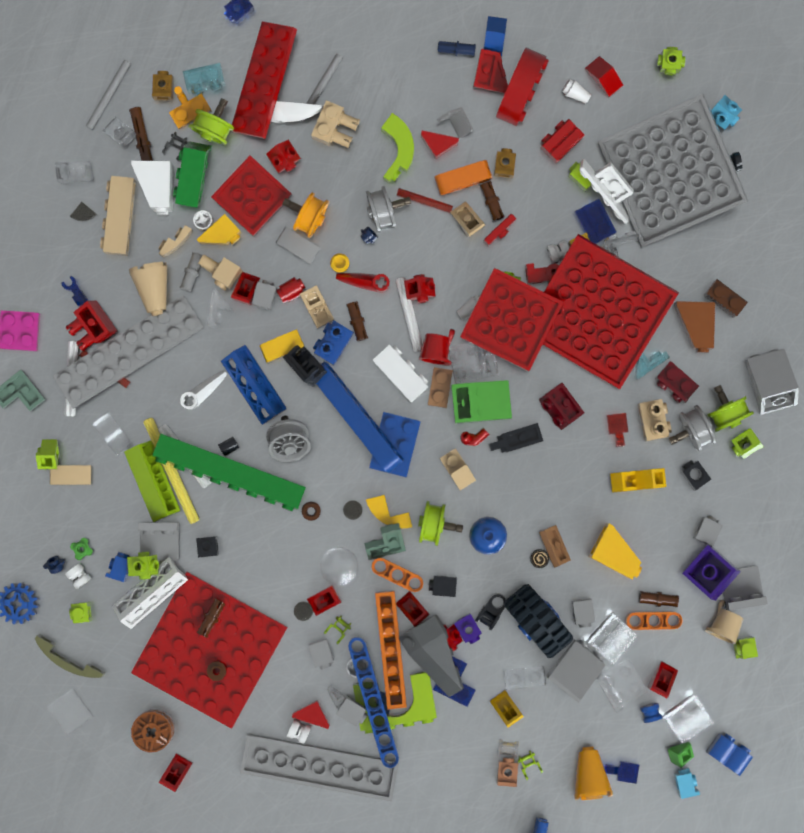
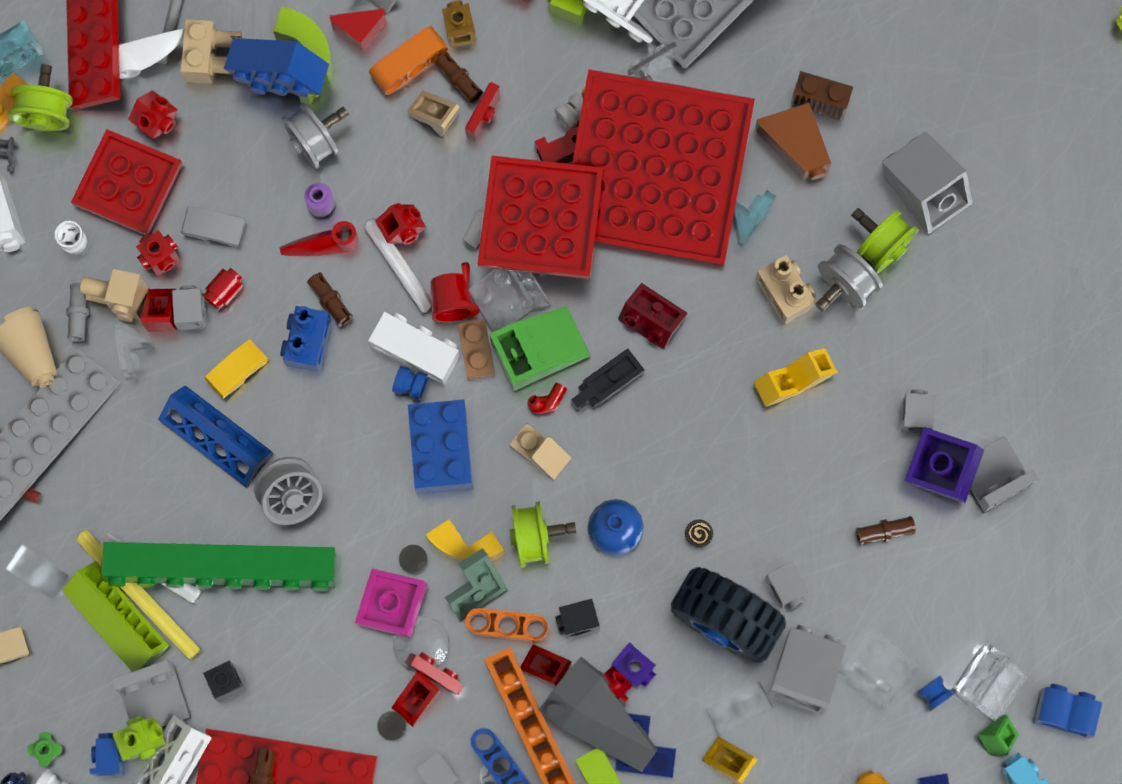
camera: 20 degrees left, 10 degrees down
(170, 246) = (38, 286): tan slope -> none
(191, 174) = (33, 181): green wedge -> none
(202, 390) = (145, 469): white piece -> none
(220, 233) = (100, 246): yellow slope -> none
(228, 446) = (208, 531): black hinge -> none
(261, 256) = (163, 259): none -> red brick
(305, 365) = (277, 380): black hinge -> none
(306, 506) = (350, 573): reddish brown plate -> none
(309, 215) = (214, 176): light orange wheel -> none
(316, 306) = (266, 298): tan slope -> none
(329, 534) = (391, 603): none -> dark pink plate
(339, 262) = (279, 230): yellow plate -> none
(347, 594) = (445, 678): none -> plate
(347, 626) = (461, 725): lime piece -> none
(359, 420) = (373, 424): blue beam -> none
(368, 235) = (305, 179): dark blue plate -> none
(372, 259) = (322, 206): none -> medium lavender brick
(374, 156) = (276, 67): none -> blue brick
(389, 395) = (407, 382): none -> blue wheel
(425, 200) = (369, 109): clear red bar -> none
(491, 612) = (658, 631): black piece -> none
(555, 546) = (713, 508): medium nougat plate -> none
(595, 221) = (606, 53): clear blue plate -> none
(612, 638) = (840, 606): clear brick -> none
(615, 553) = (802, 486): yellow slope -> none
(618, 425) = (740, 315): clear red plate -> none
(662, 620) = (899, 552): orange beam -> none
(663, 680) = (934, 641): red slope -> none
(676, 382) = (798, 230): dark red bracket -> none
(703, 477) = (875, 354): black brick -> none
(726, 625) = (992, 532): tan hat -> none
(745, 648) = (1031, 554): lime brick -> none
(746, 437) = (924, 267): lime brick -> none

